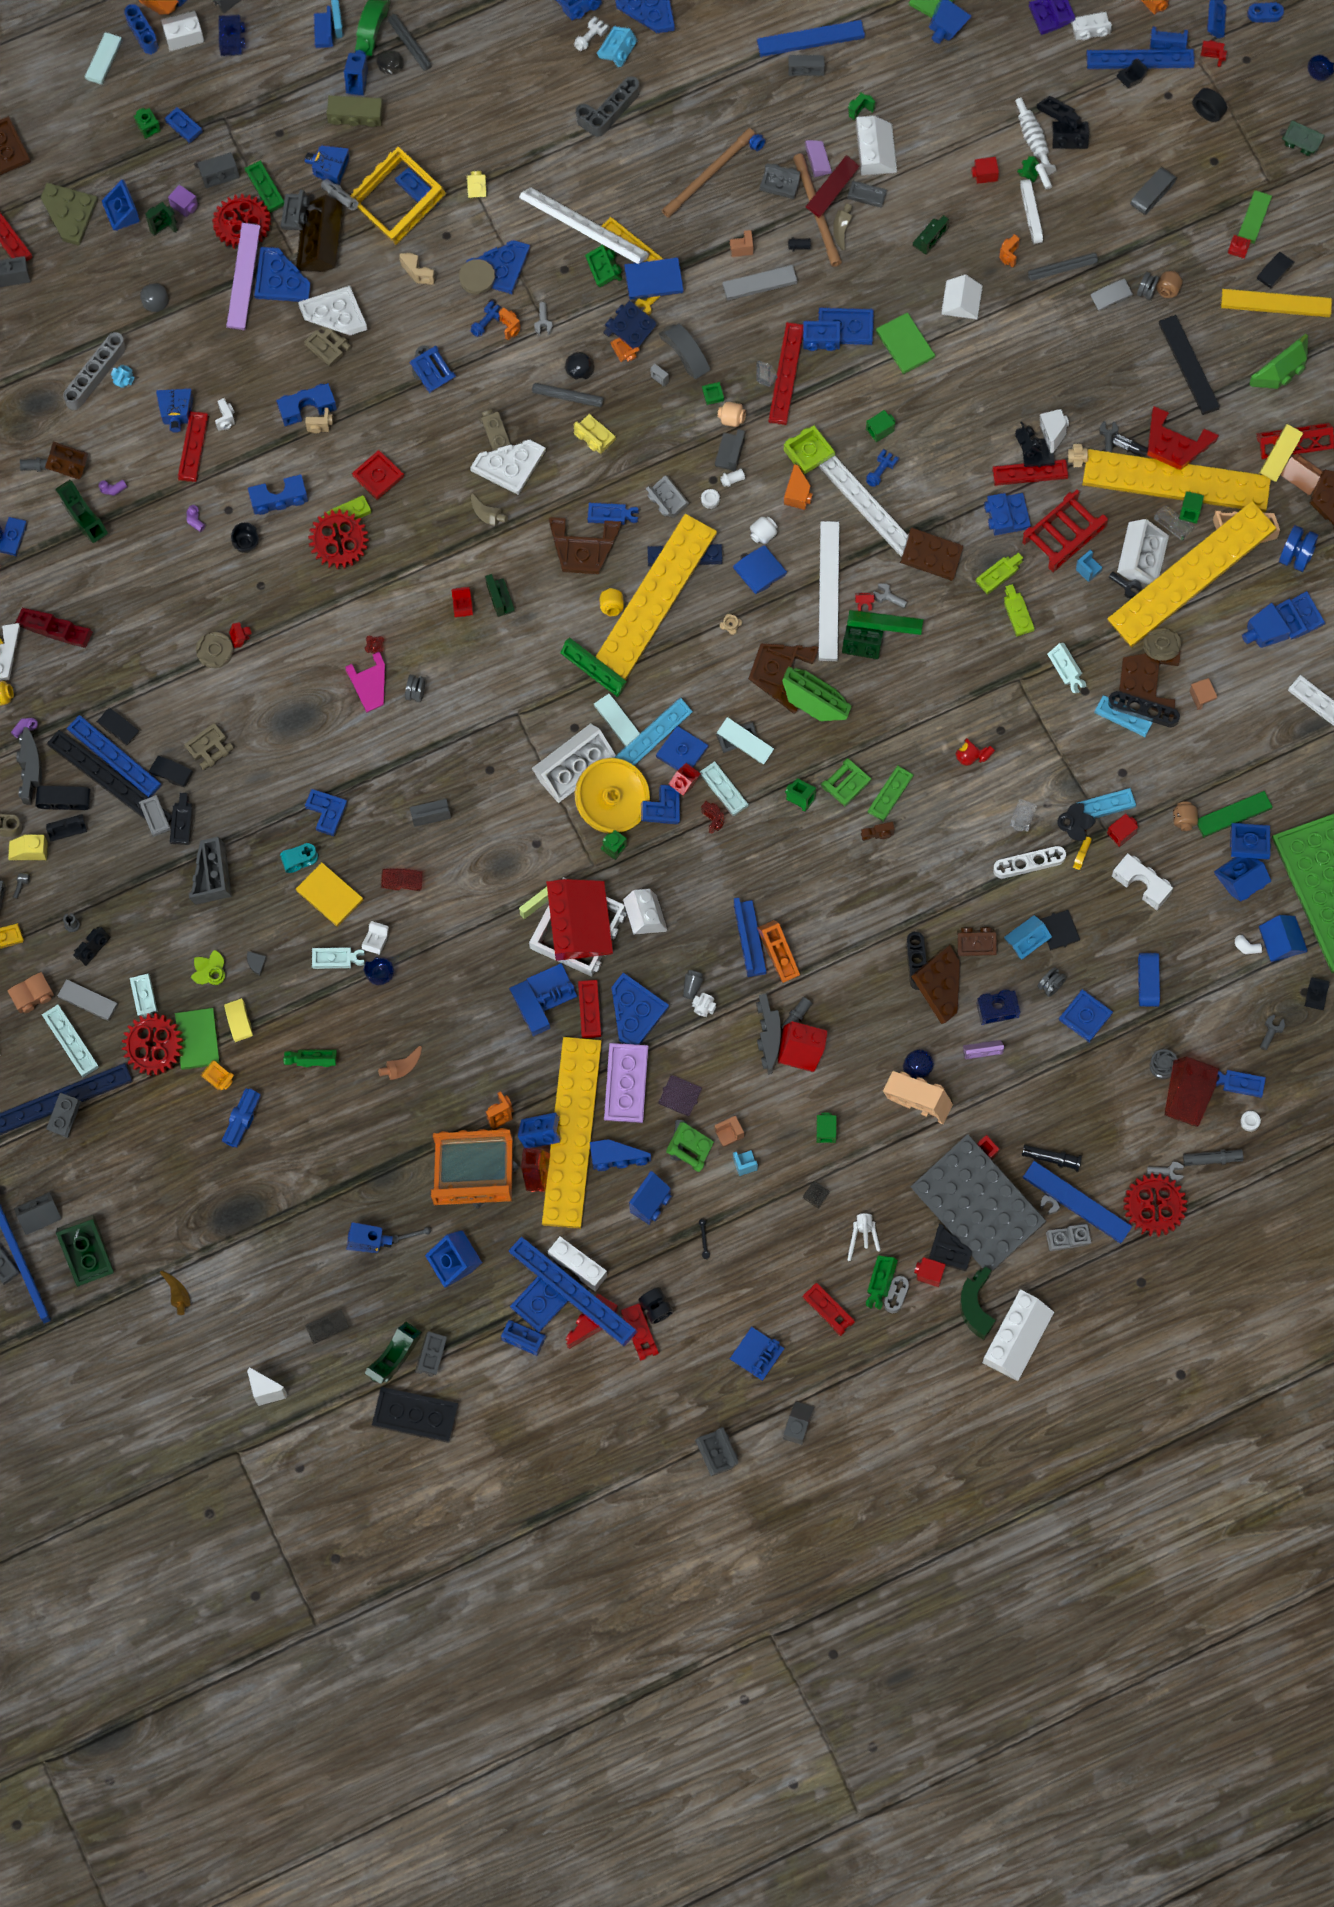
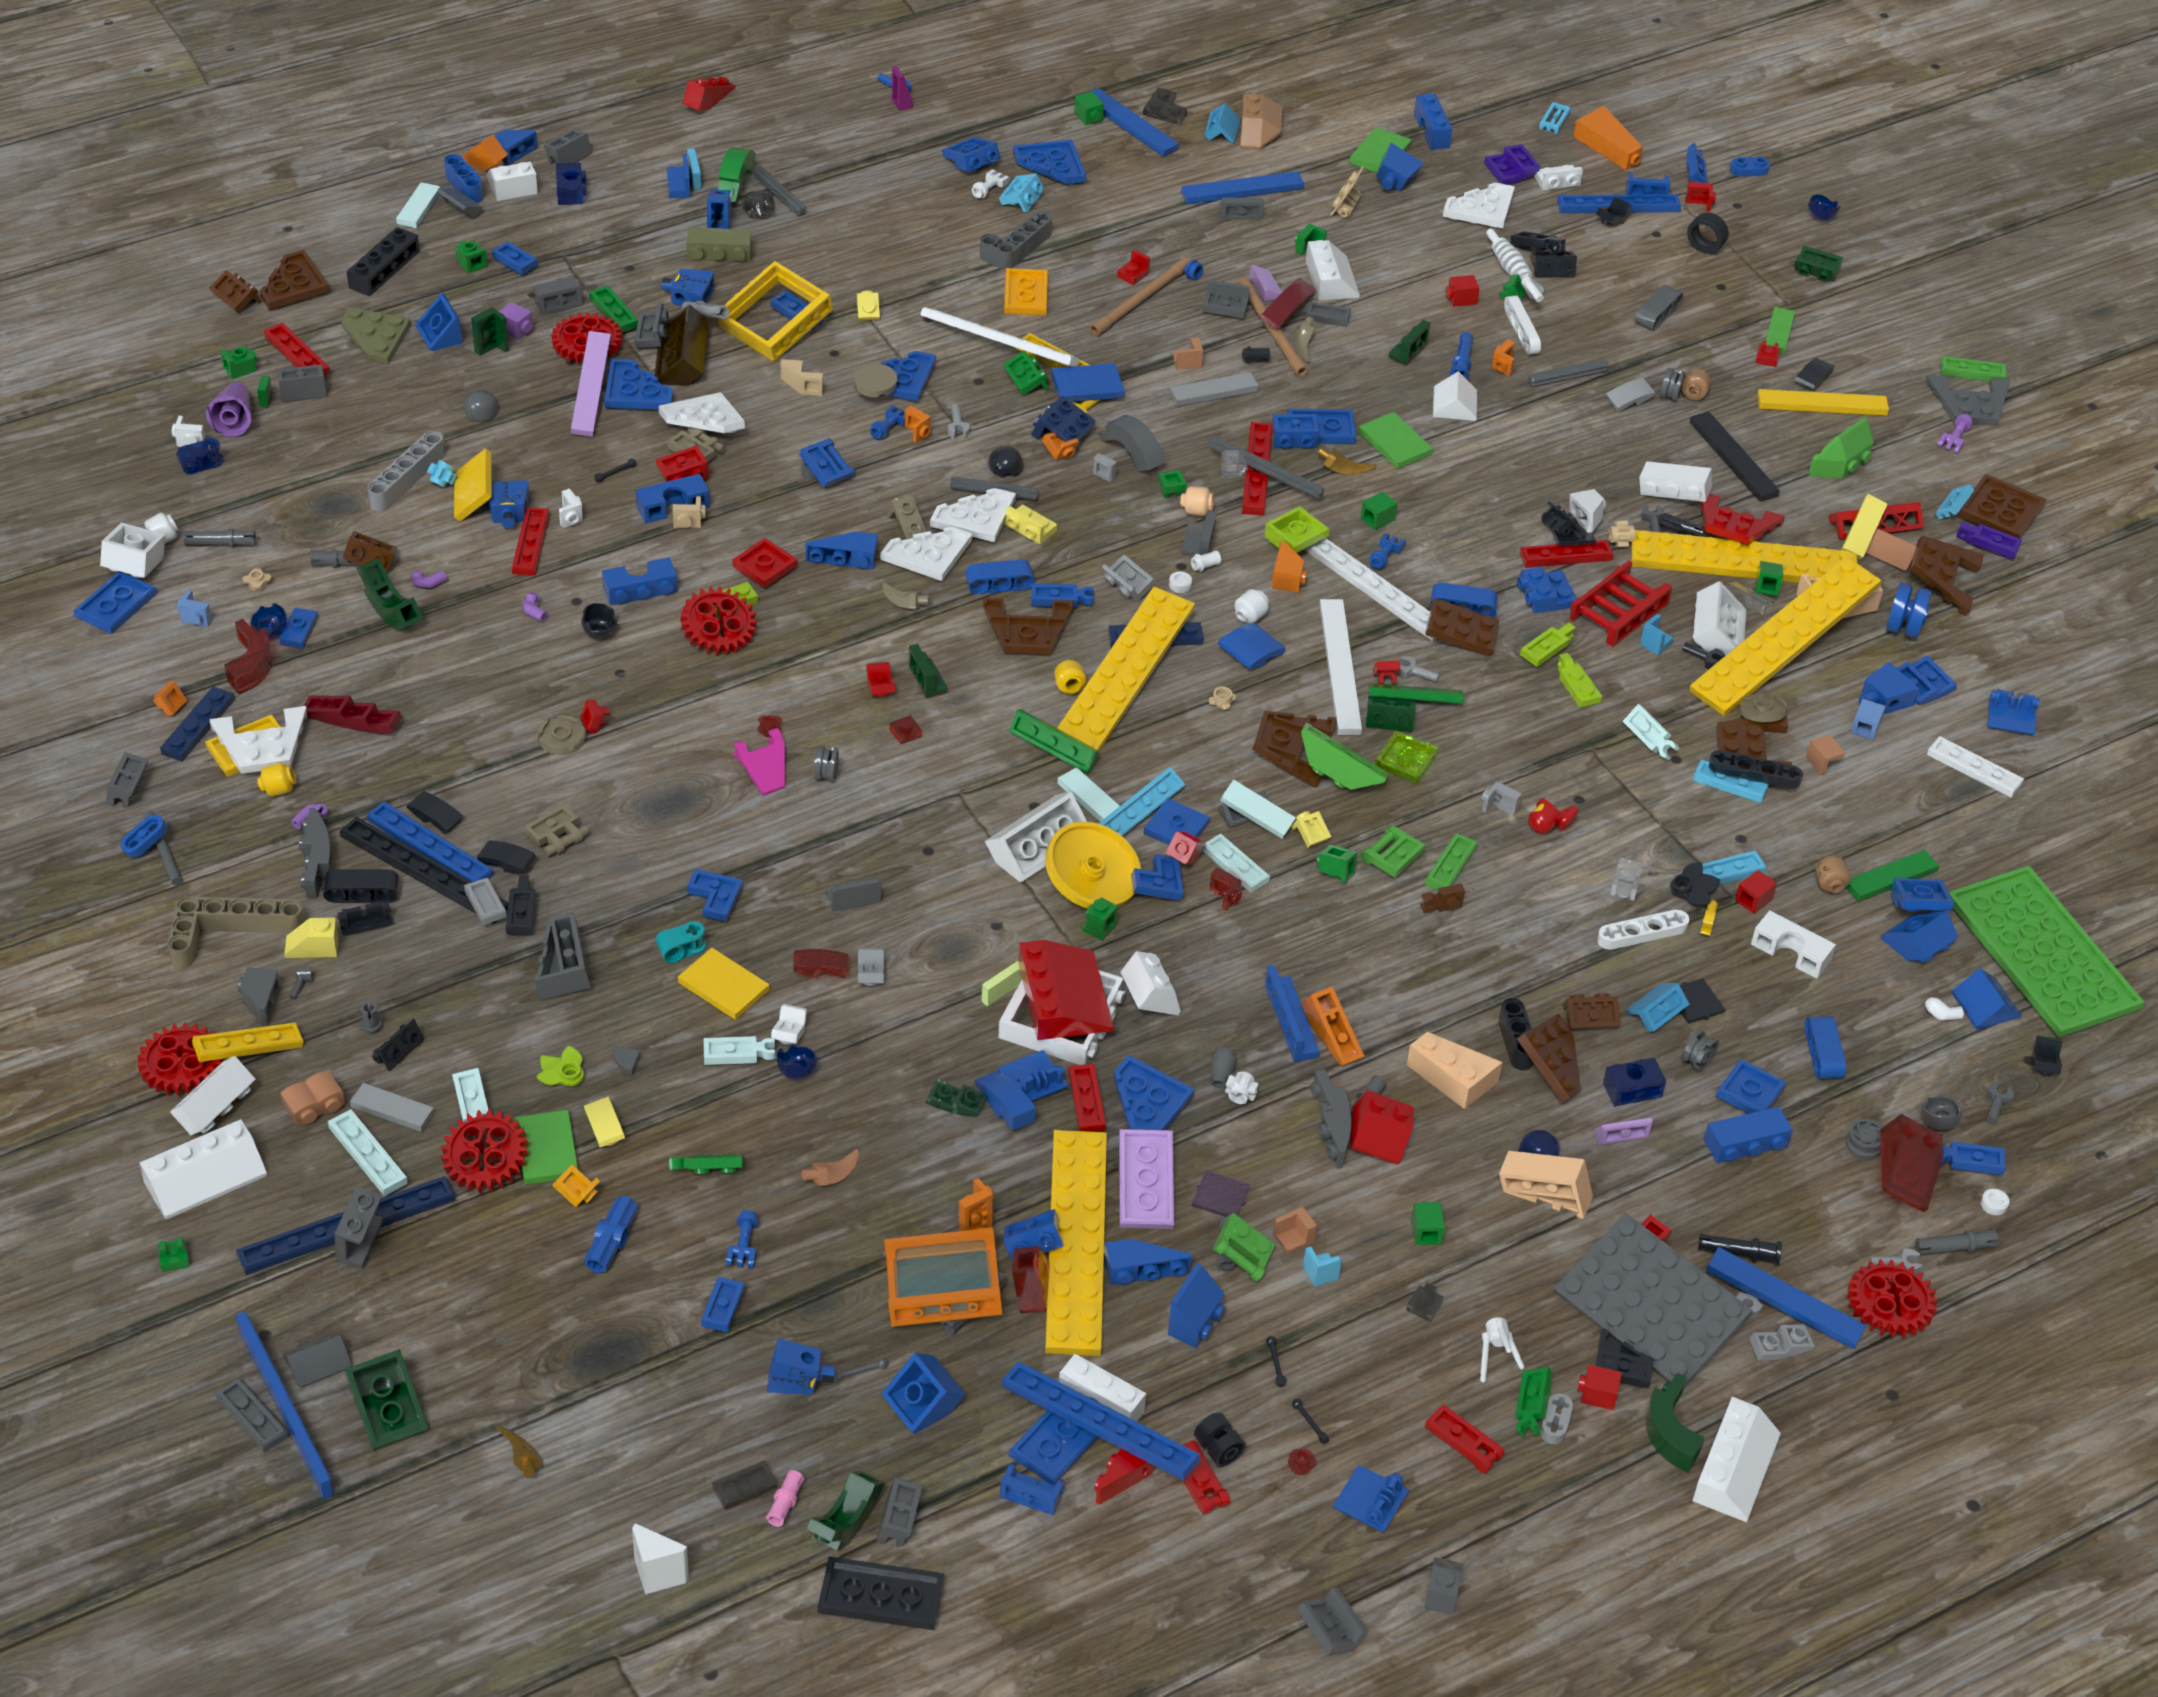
camera: 10 degrees left, 25 degrees down
(74, 129) = (383, 261): none -> black brick
(138, 56) = (460, 201): none -> dark grey slope
(147, 391) = (472, 485): none -> yellow tile
(249, 376) = (600, 477): none -> black hinge
(315, 372) = (683, 464): none -> red bracket
(318, 1179) = (722, 1304): none -> blue plate
(333, 1134) = (747, 1221): none -> blue hinge
(354, 1338) = (785, 1498): none -> bright pink pin
(438, 885) = (870, 966): none -> light grey bracket
(446, 462) = (847, 549): none -> blue slope
(479, 650) = (905, 729): none -> clear red plate
(494, 1006) = (956, 1101): none -> clear green slope
(550, 425) = (977, 515): none -> white plate
(564, 493) = (999, 576): none -> blue beam
(612, 165) = (1026, 291): none -> light orange tile
(706, 140) = (1135, 269): none -> red bracket
(707, 1322) = (1301, 1467): none -> clear red plate
(715, 1274) = (1298, 1404): none -> black hinge
(785, 759) = (1311, 828): none -> light yellow bracket
(792, 378) = (1270, 469): none -> dark grey axle
(857, 371) = (1340, 464): none -> pearl gold bar
(863, 992) = (1453, 1068): none -> light nougat wedge
(869, 688) = (1406, 756): none -> clear neon green plate
(902, 51) = (1349, 196): none -> tan hinge
(938, 525) = (1472, 598): none -> blue beam
(939, 731) = (1502, 798): none -> light grey bracket
(973, 254) = (1461, 361): none -> blue pin
(1018, 63) = (1481, 206): none -> white plate
(1075, 1058) = (1748, 1135): none -> blue brick
(1131, 400) = (1676, 481): none -> white brick
(1224, 1043) = (1941, 1113): none -> dark grey hair
(1244, 657) = (1867, 719): none -> medium blue brick

